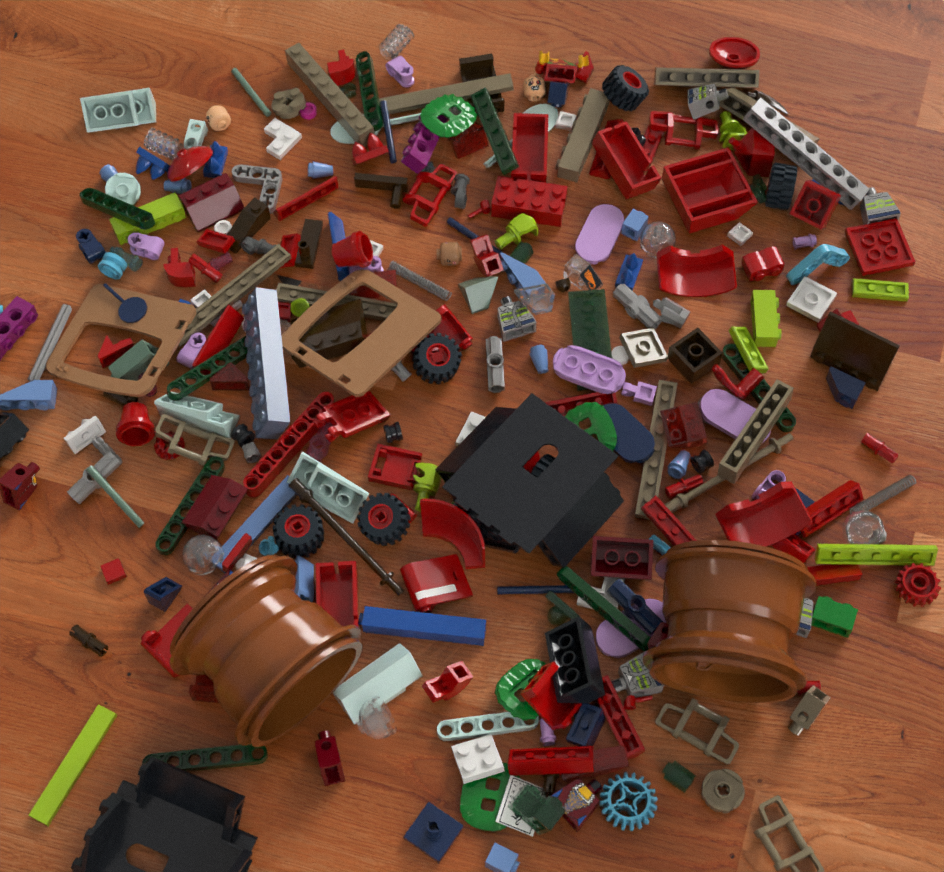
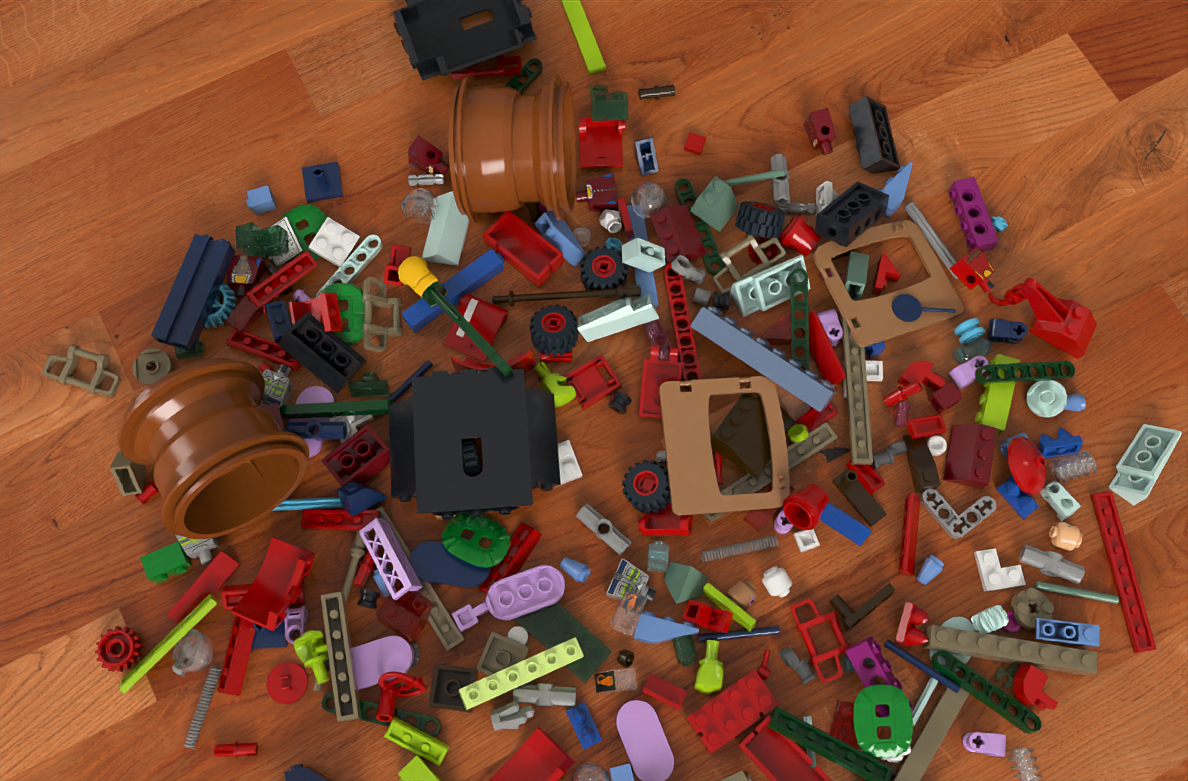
camera: 135 degrees right, 10 degrees up
(55, 222) = (1055, 320): none -> red slope
(56, 296) = (974, 270): none -> red torso
(84, 396) = (851, 214): none -> black brick
(146, 657) = (606, 105): none -> clear green brick
(148, 454) = (760, 219): none -> black wheel
(161, 505) = (716, 204): none -> sand green slope
(184, 242) = (945, 398): none -> dark red brick
(209, 80) = (1123, 572): none -> red tile
(241, 473) = (688, 270): none -> light grey connector
(246, 113) = (1051, 564): none -> light grey piece
(261, 505) = (643, 255): none -> light aqua brick
(284, 73) = (1068, 632): none -> medium blue slope
(320, 115) = (989, 619): none -> light aqua gear
(348, 747) = (426, 179): none -> light grey axle
(419, 241) = (777, 581): none -> white head
(445, 635) = (415, 273): none -> piece
(466, 251) = (726, 604): none -> lime tile
(478, 318) = (658, 557): none -> clear light blue brick
(512, 645) = (384, 302): none -> dark tan bar
(559, 246) = (664, 692): none -> red panel
(634, 809) = (193, 292): none -> dark blue brick
(643, 316) = (520, 673): none -> yellowish green brick
(645, 527) = (358, 497): none -> dark blue slope
(656, 461) = (396, 556): none -> lavender fence
(773, 451) = (313, 653): none -> lime piece
(808, 463) = (287, 683): none -> red piece

